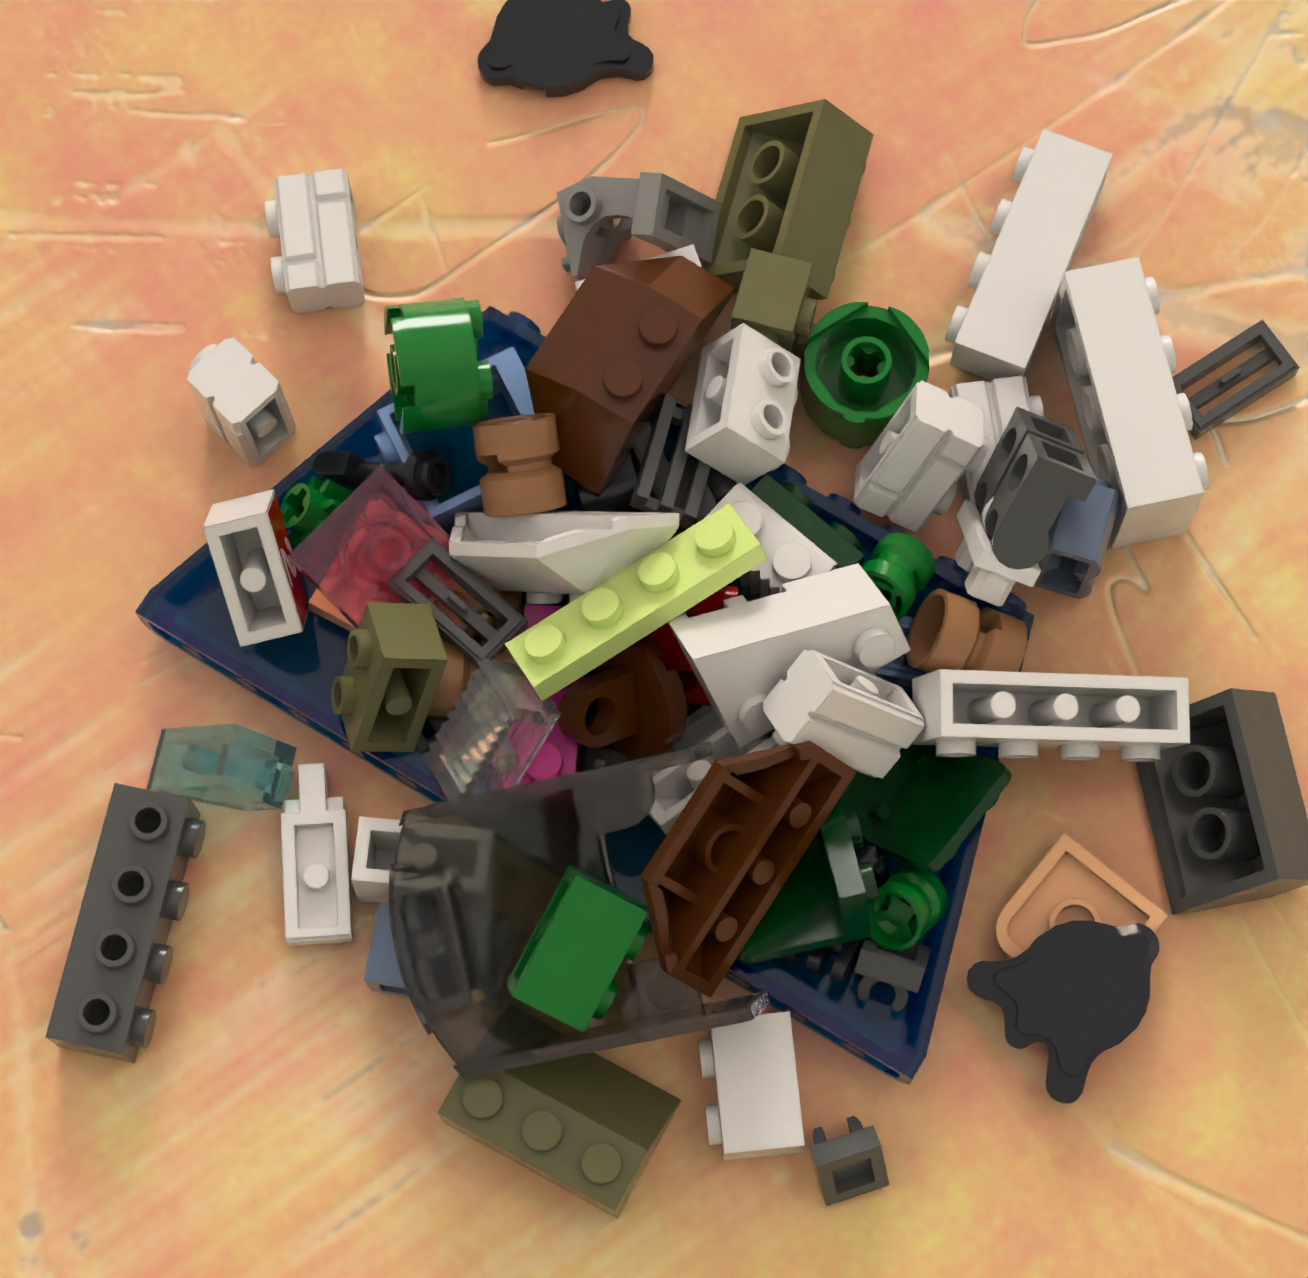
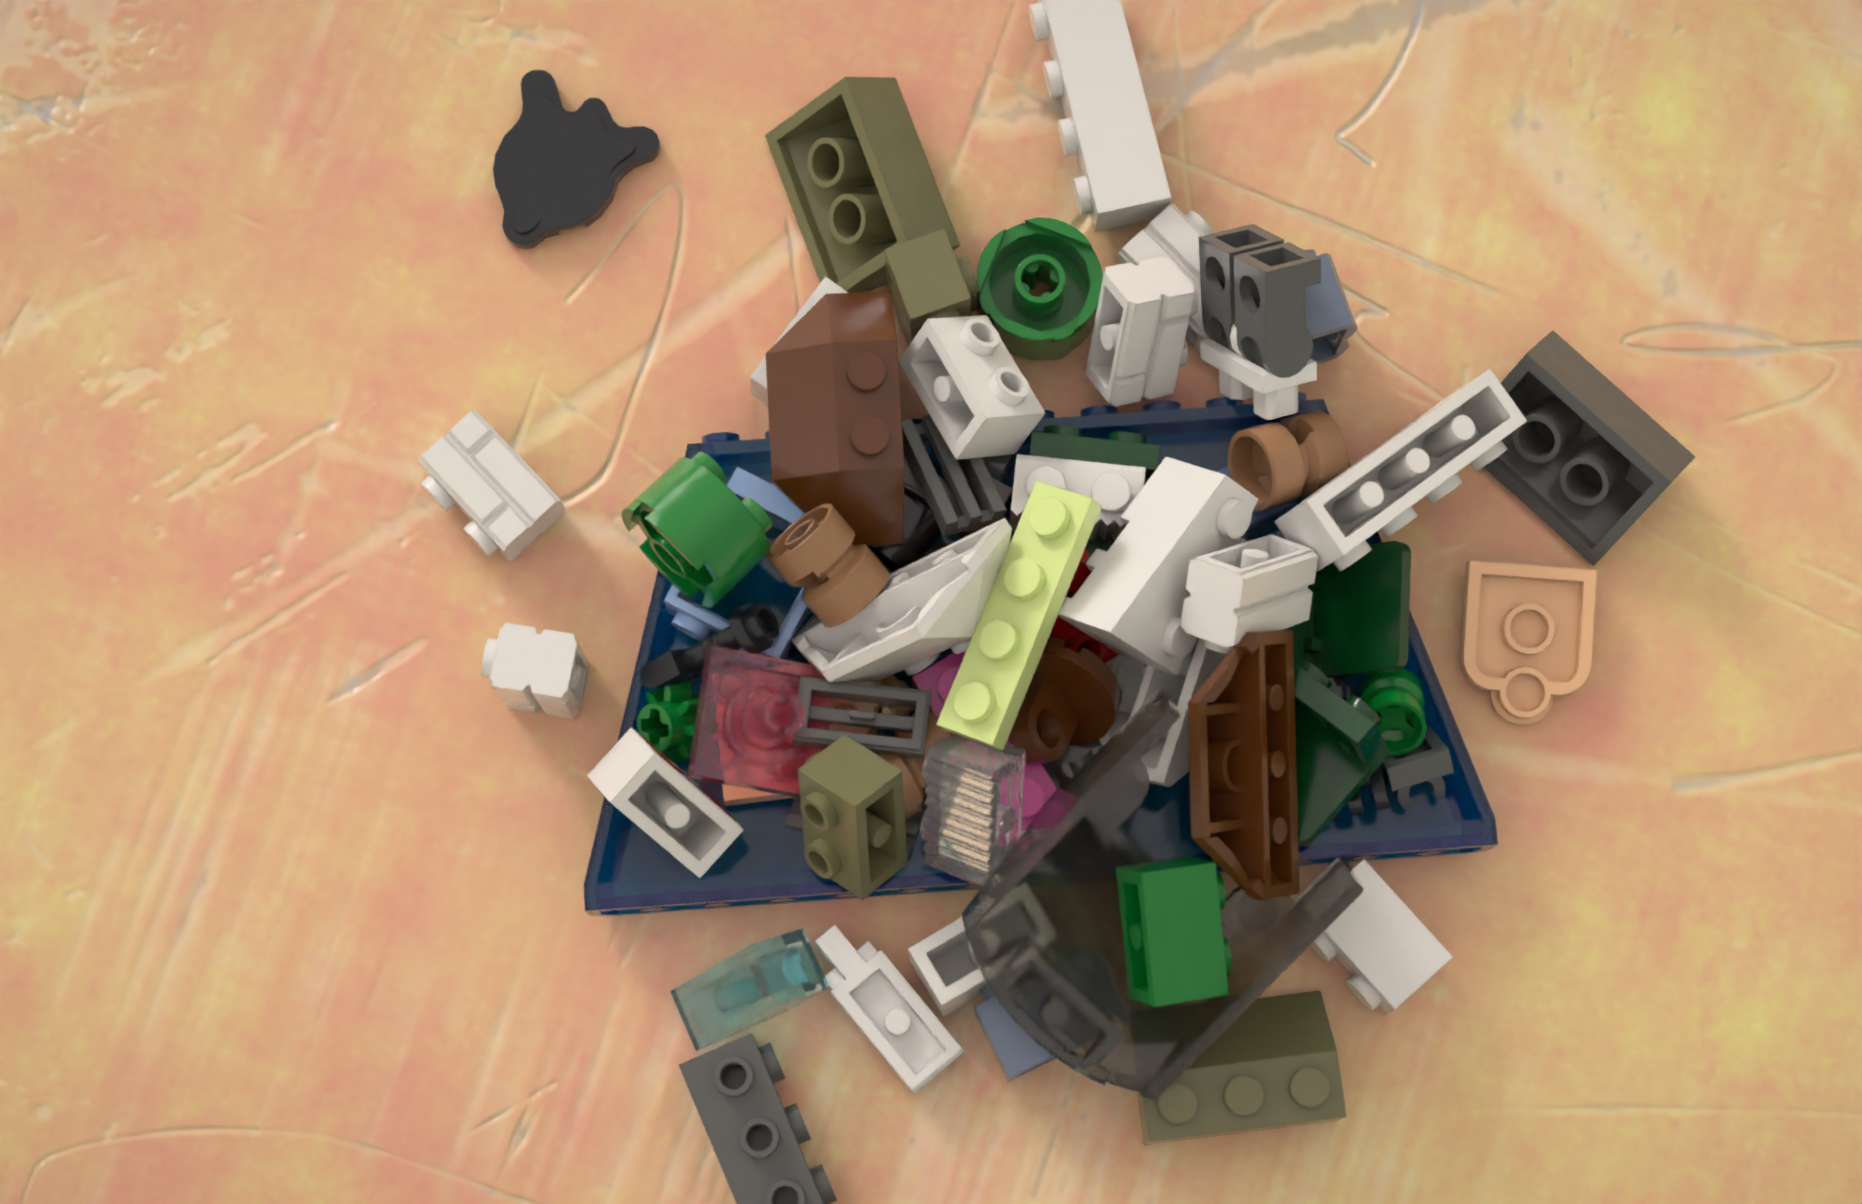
camera: 40 degrees left, 5 degrees up
(649, 209) = (780, 264): light grey tile -> none
(848, 1163) = (1491, 945): dark grey tile -> none
(900, 570) = (1191, 435): green wheel -> none
(1074, 992) = (1569, 684): black tile -> none
(1127, 399) = (1267, 163): white brick -> none
(1274, 351) = (1310, 136): dark grey tile -> none

